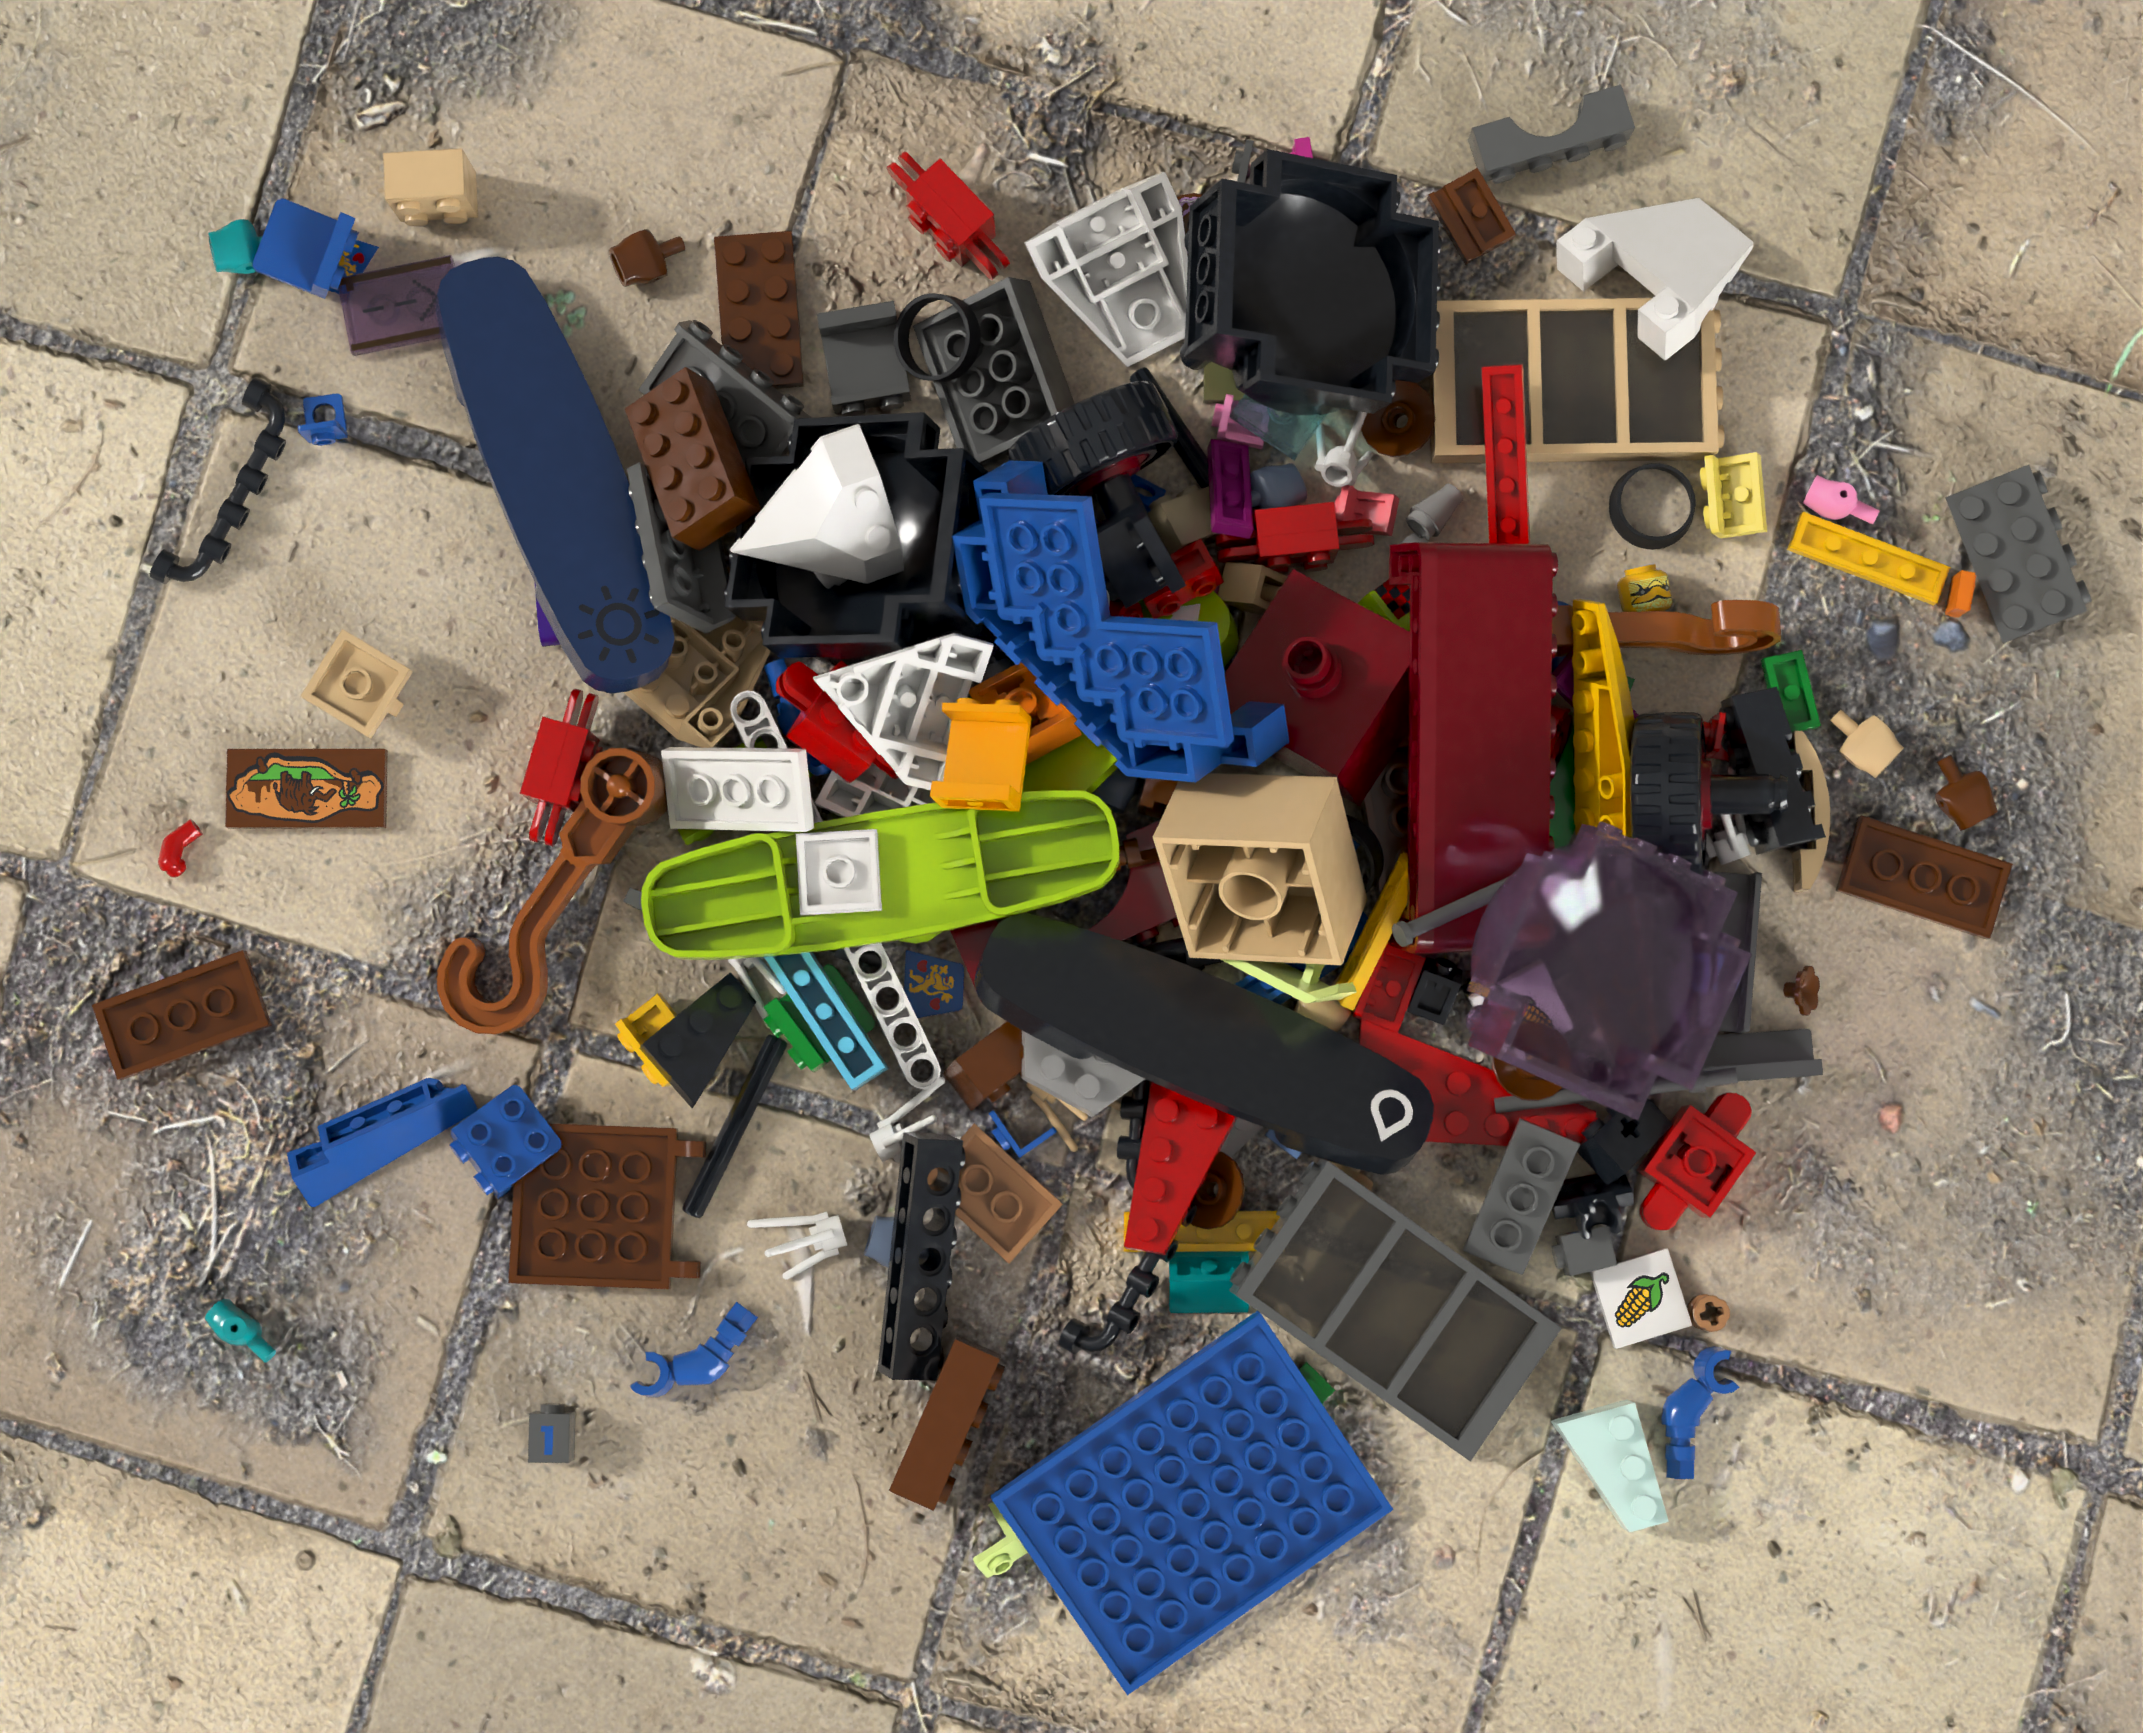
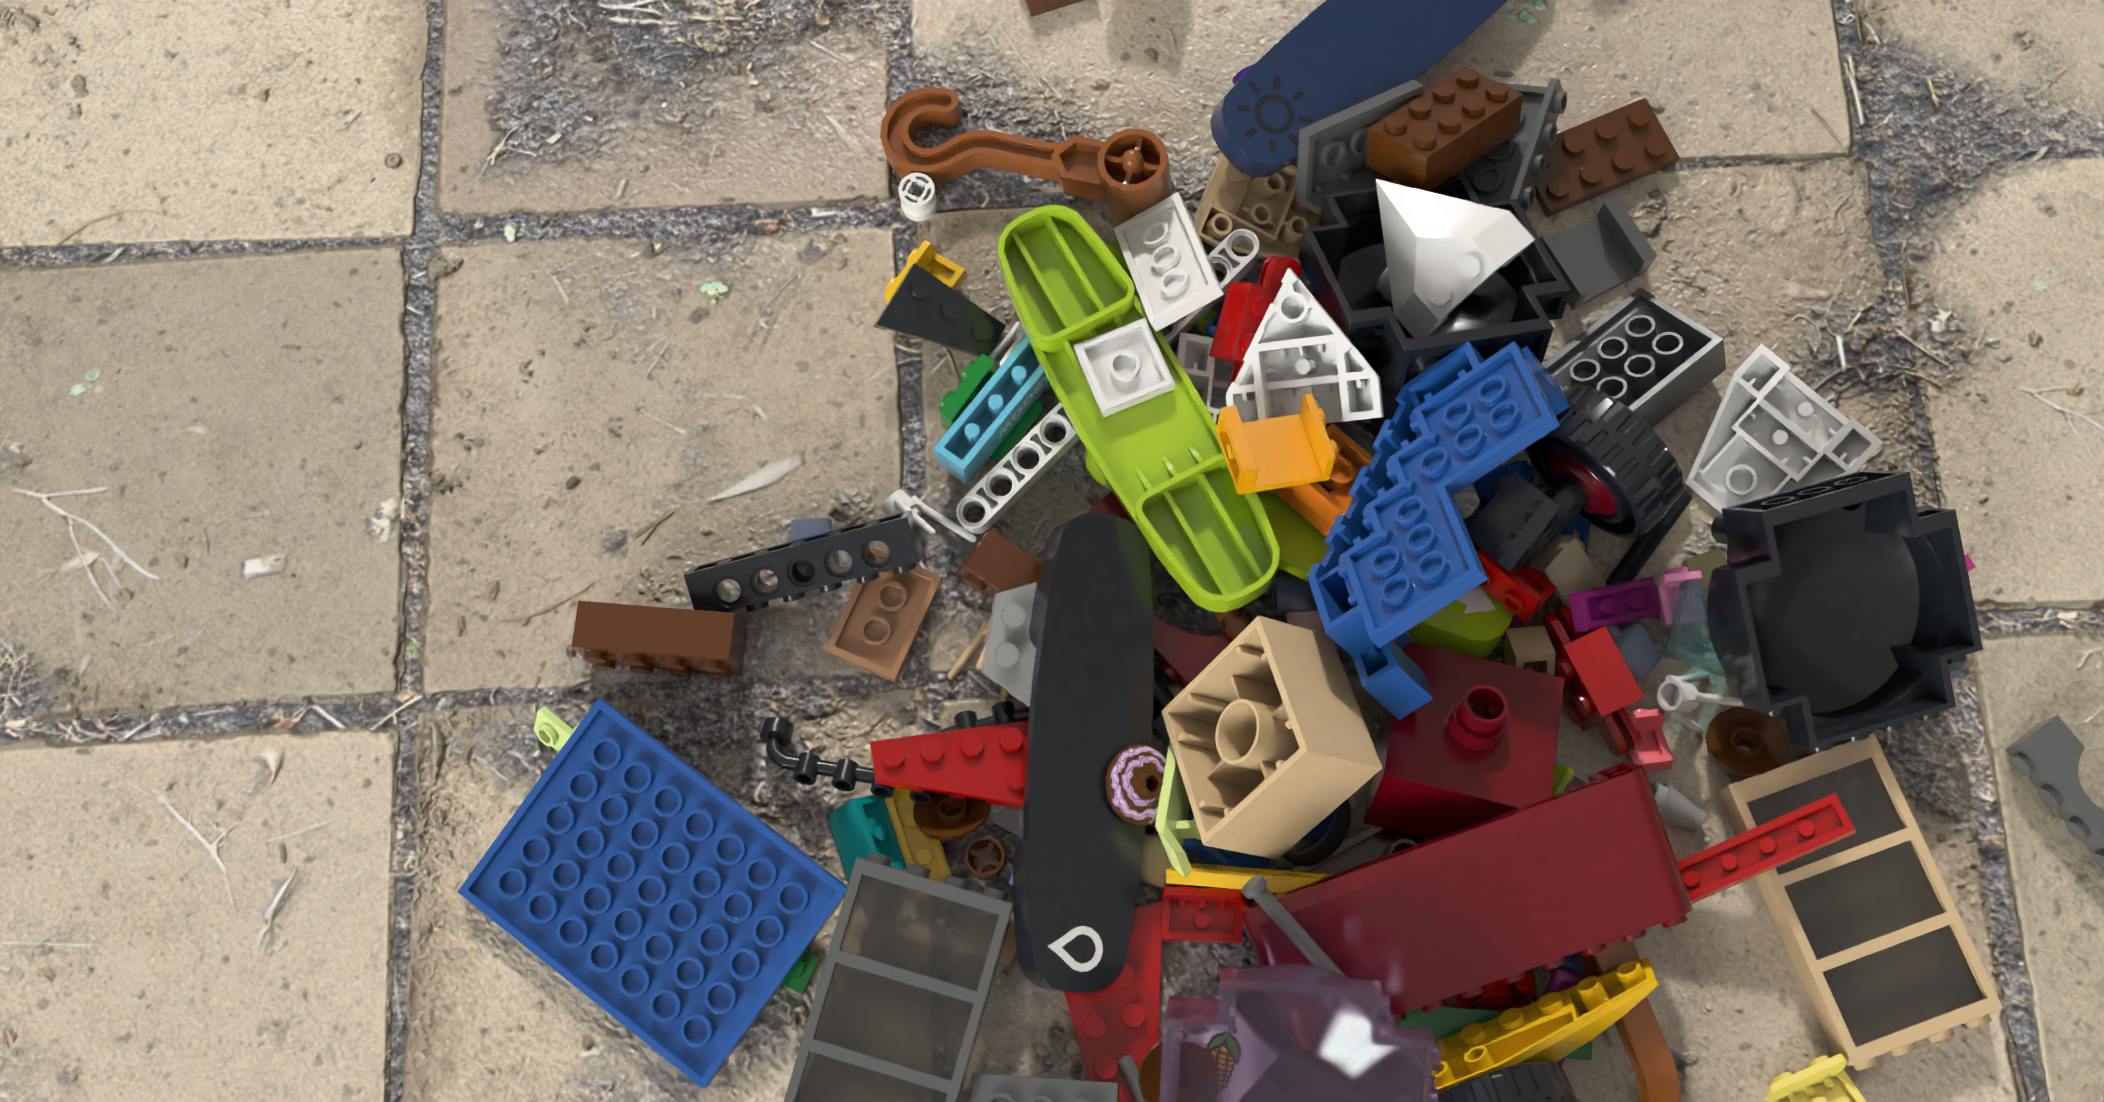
camera: 75 degrees right, 10 degrees down
(238, 1328) = (571, 38): teal piece -> none
(375, 1136) = (765, 91): blue wedge -> none
(504, 1141) = (794, 188): blue bracket -> none
(551, 1434) = (553, 313): dark grey brick -> none
(558, 764) = (1136, 108): red brick -> none
(563, 1017) = (919, 205): none -> white wheel
(601, 1210) = (764, 285): reddish brown plate -> none
(641, 258) = (1600, 47): reddish brown piece -> none
(705, 1362) = (653, 417): blue piece -> none
(734, 1126) = (869, 375): black axle -> none
(825, 1235) = (800, 484): white plant -> none
(902, 332) = (1640, 277): black tyre -> none
(933, 984) = (1054, 500): blue sticker -> none
(949, 213) = (1755, 276): red brick -> none
(1007, 1141) = (937, 611): blue bracket -> none
(1251, 1013) = (1127, 783): none -> dish
(1266, 1173) = (982, 853): none -> reddish brown wheel
(1436, 990) = (1207, 959): black bracket -> none
(1471, 216) = (1970, 747): reddish brown plate -> none
(1633, 536) = (1733, 1033): black tyre -> none
(1644, 590) = (1686, 1037): yellow head -> none
(1673, 249) = (2026, 949): white wedge -> none

